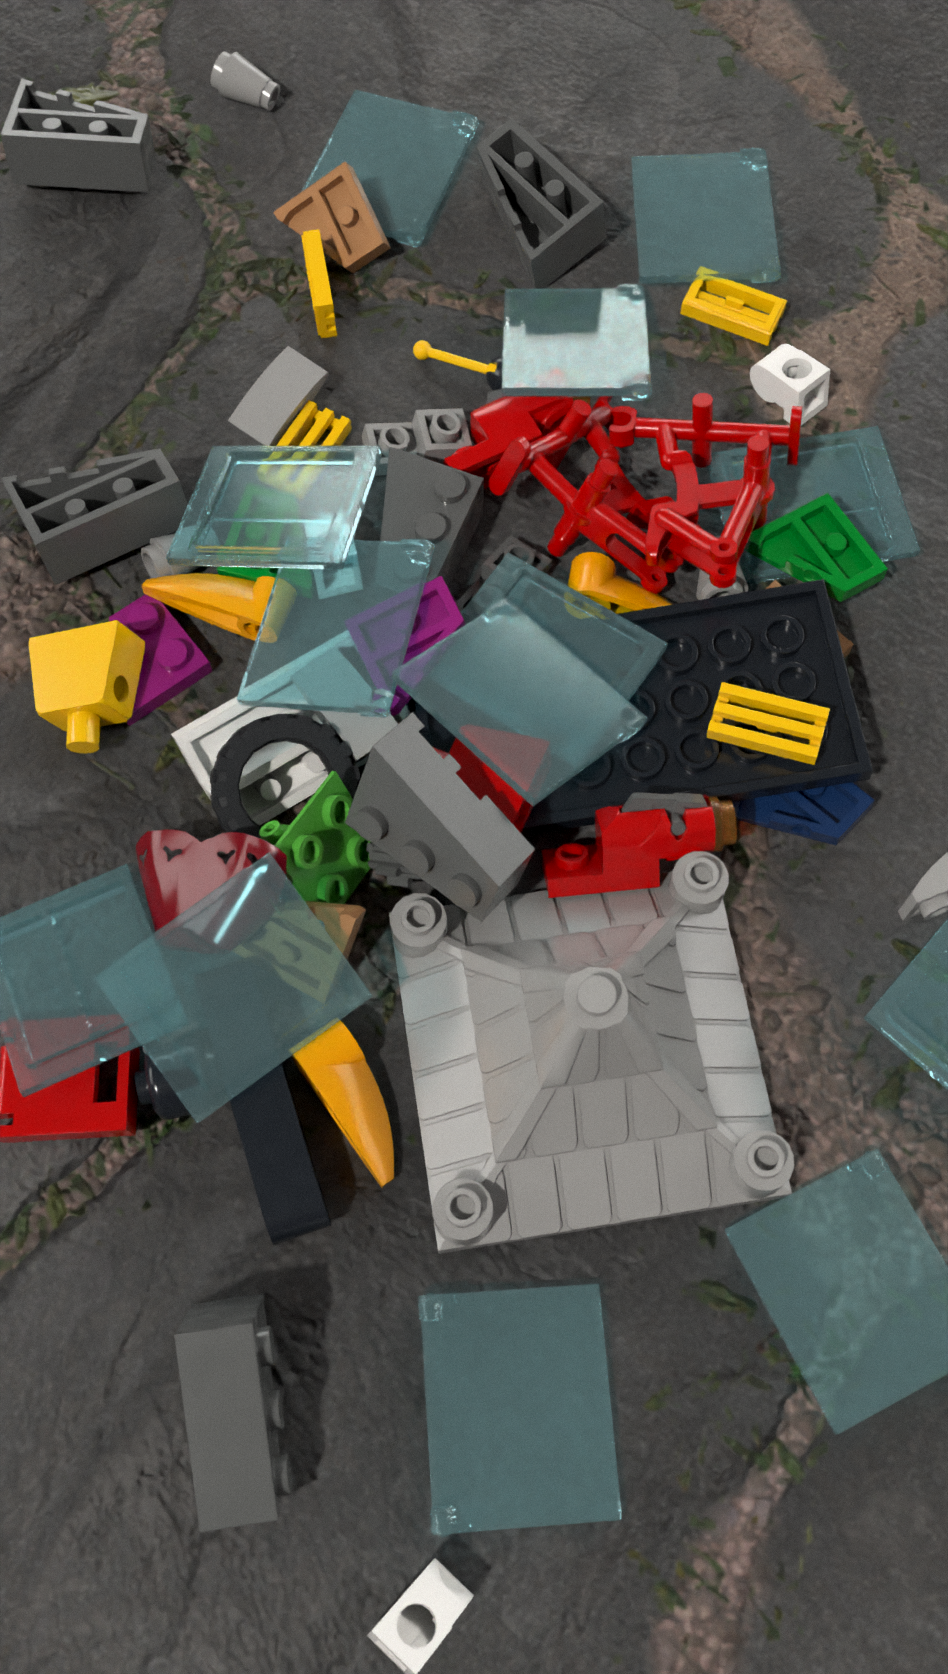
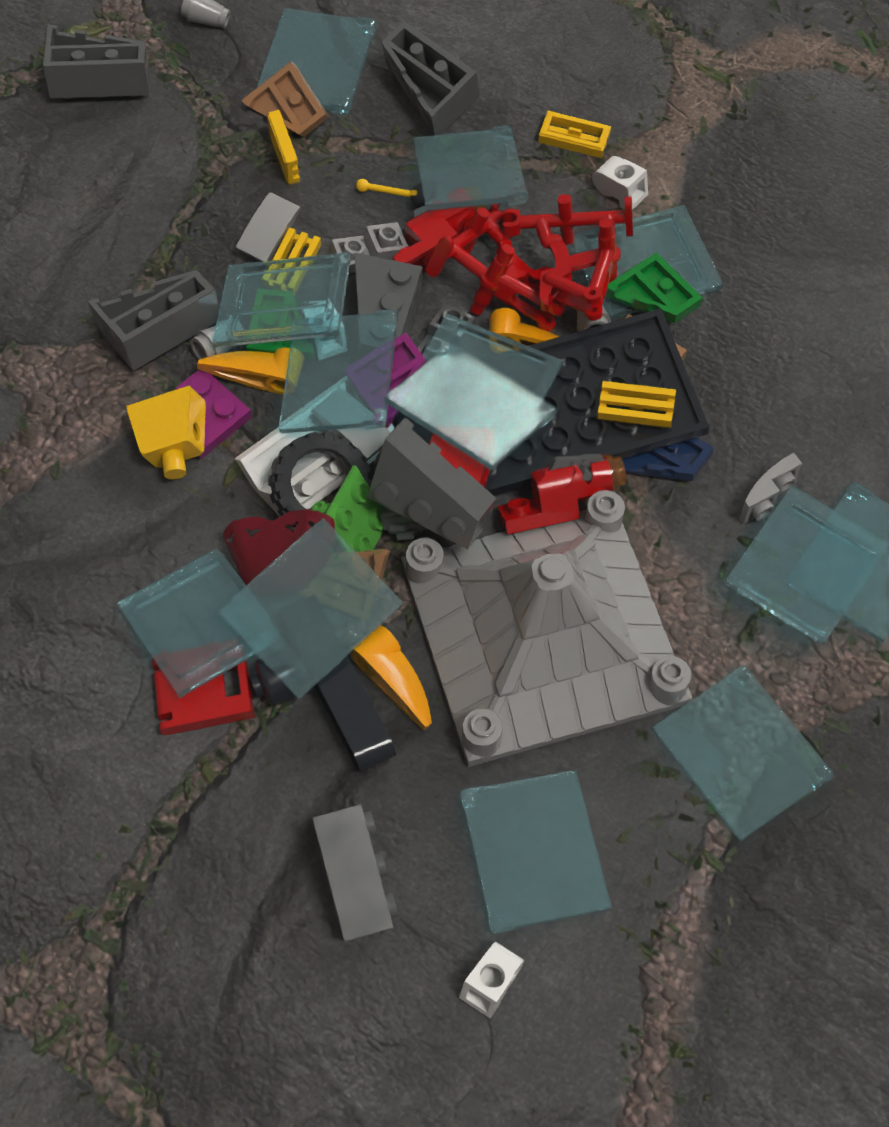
camera: 10 degrees left, 5 degrees down
(704, 217) = (545, 74): clear light blue piece -> none

